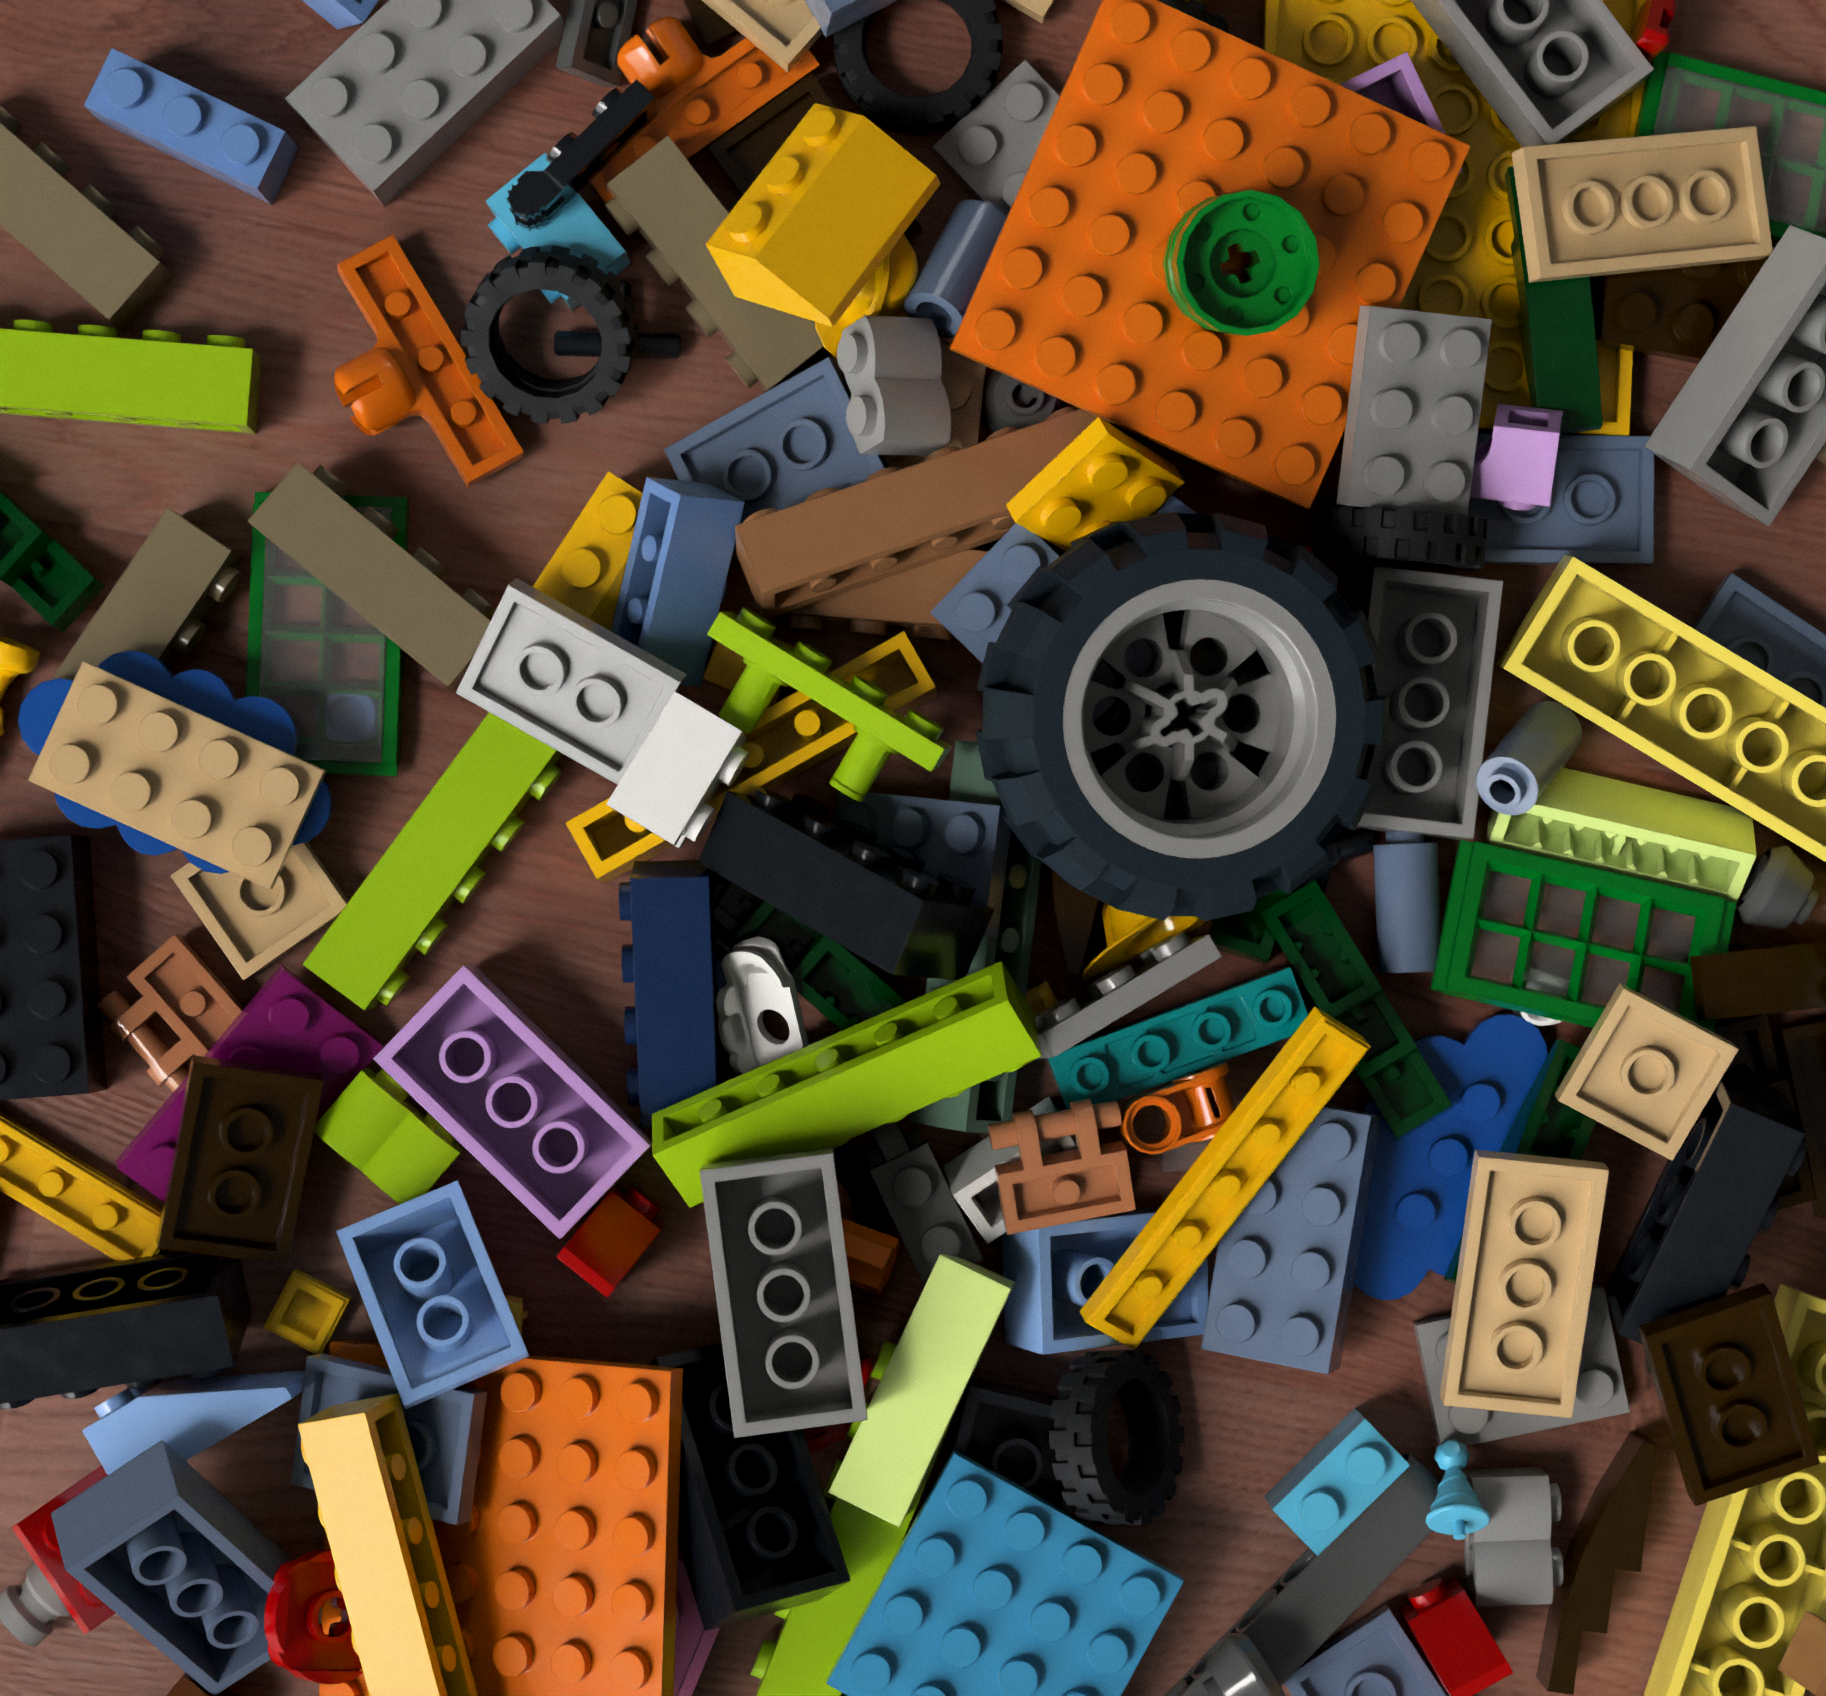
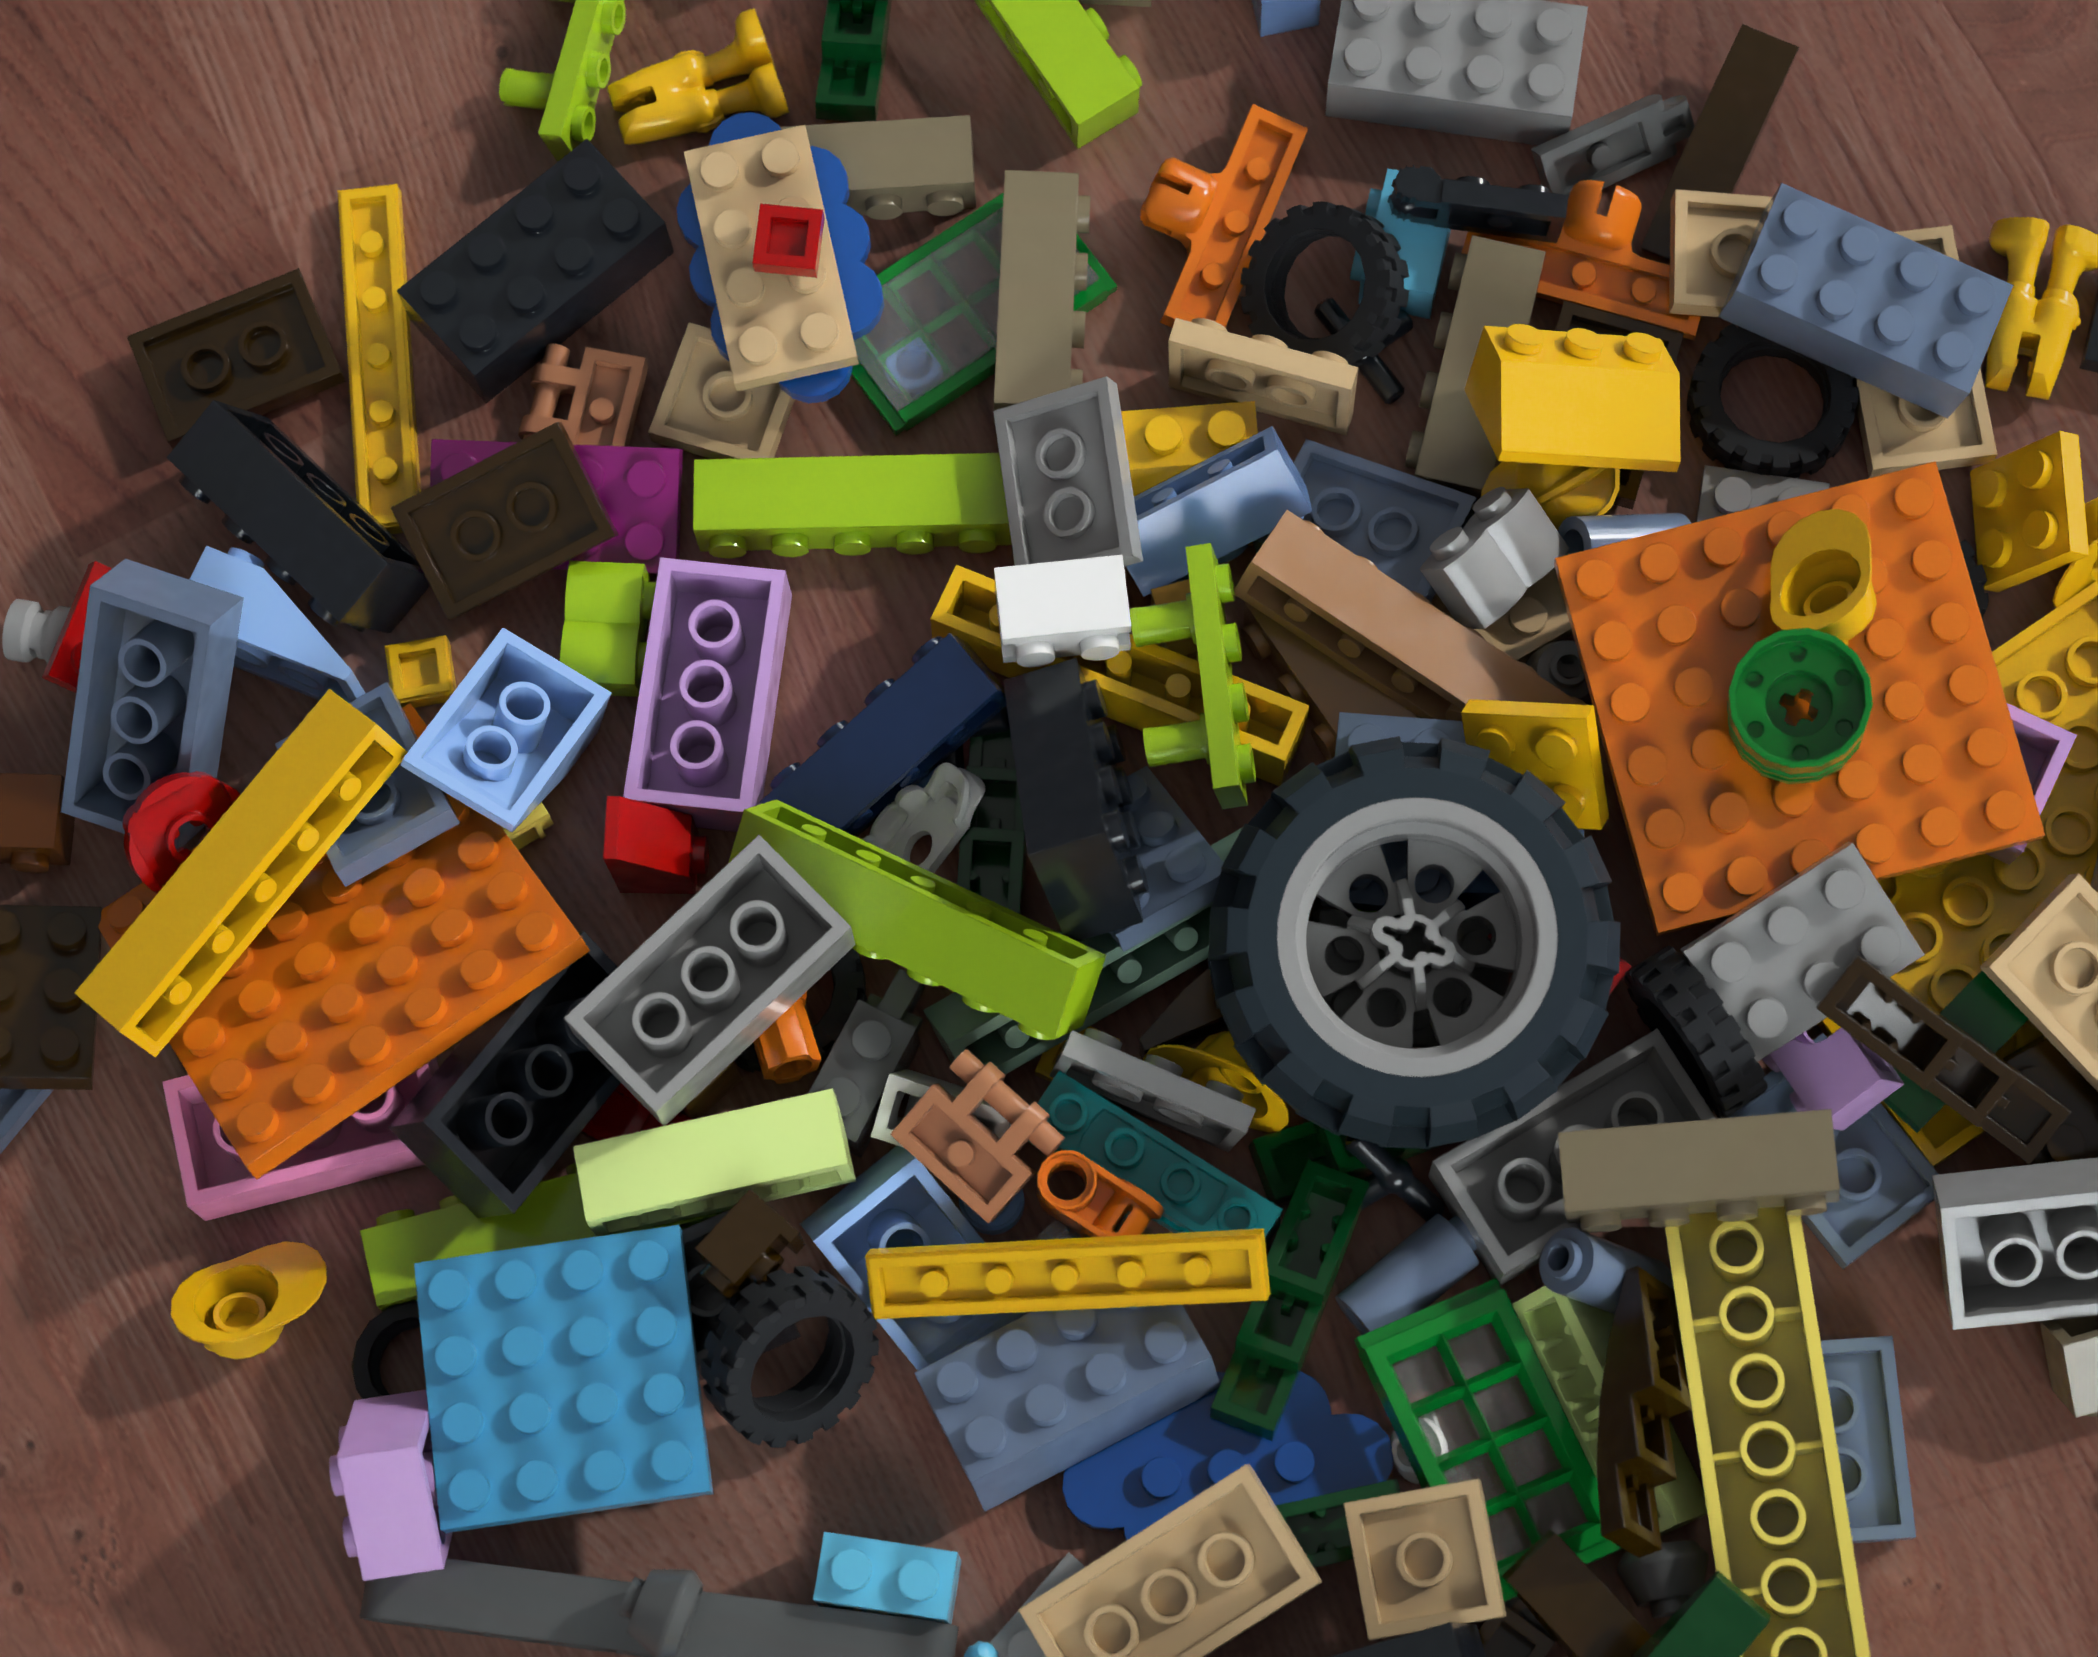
camera: 60 degrees right, 15 degrees down
(184, 757) = (788, 240): none -> red plate
(587, 444) = (1264, 370): none -> tan plate
(1014, 1414) = (746, 1246): none -> dark brown brick
(1148, 155) = (1824, 575): none -> yellow piece
(1521, 629) = (1699, 1168): none -> dark tan brick
(1576, 369) = (1943, 1059): none -> dark brown slope
(1645, 808) = (1638, 1394): none -> dark brown slope

